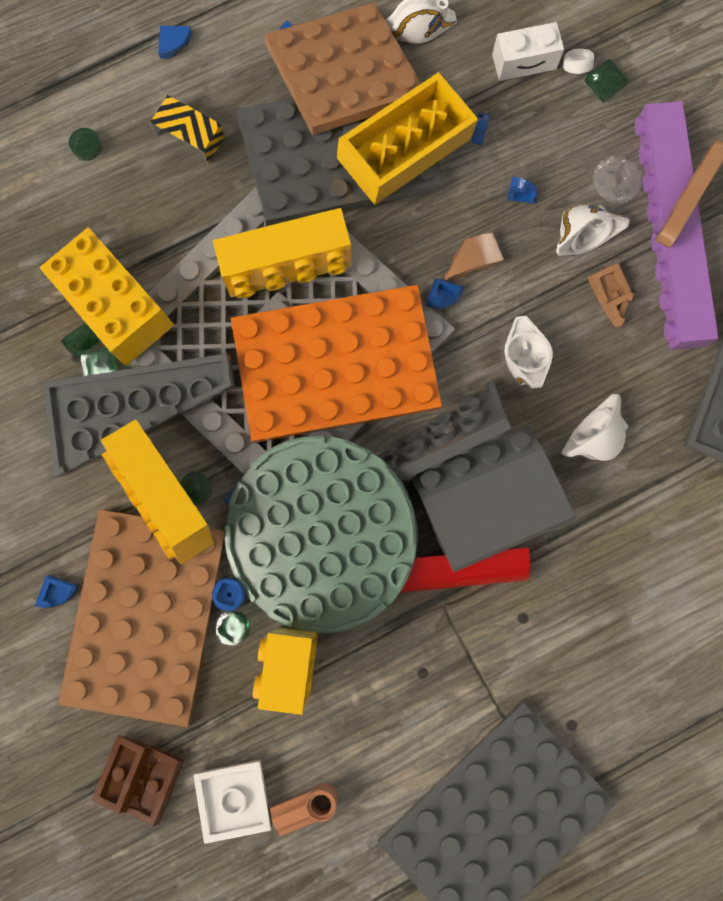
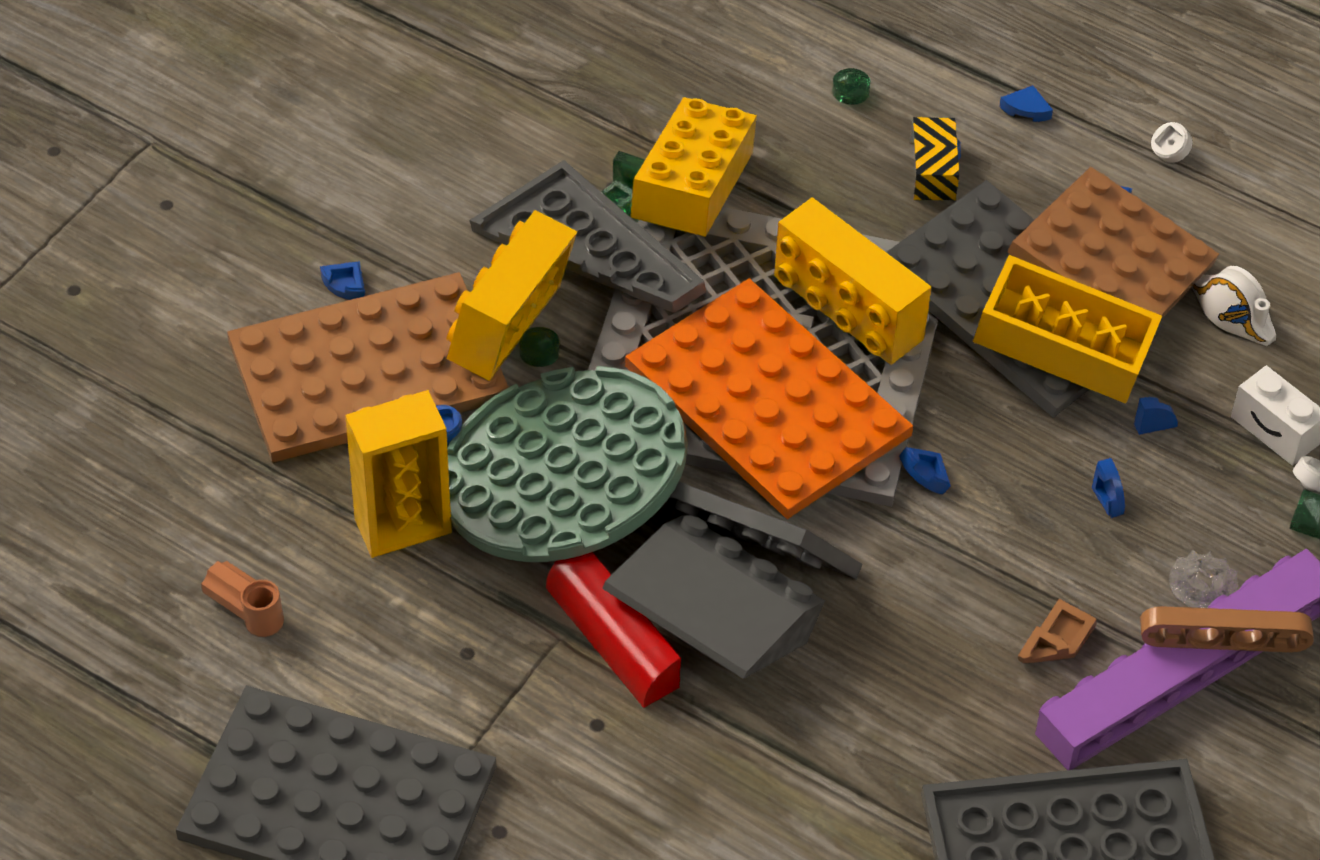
camera: 60 degrees right, 30 degrees down
(138, 780) = (186, 439): reddish brown slope -> none
(232, 801) = (214, 527): white plate -> none
(473, 255) = (995, 475): medium nougat slope -> none
(527, 353) = (909, 566): white hat -> none
(587, 228) = (1108, 567): white hat -> none
(600, 433) = (869, 691): white hat -> none

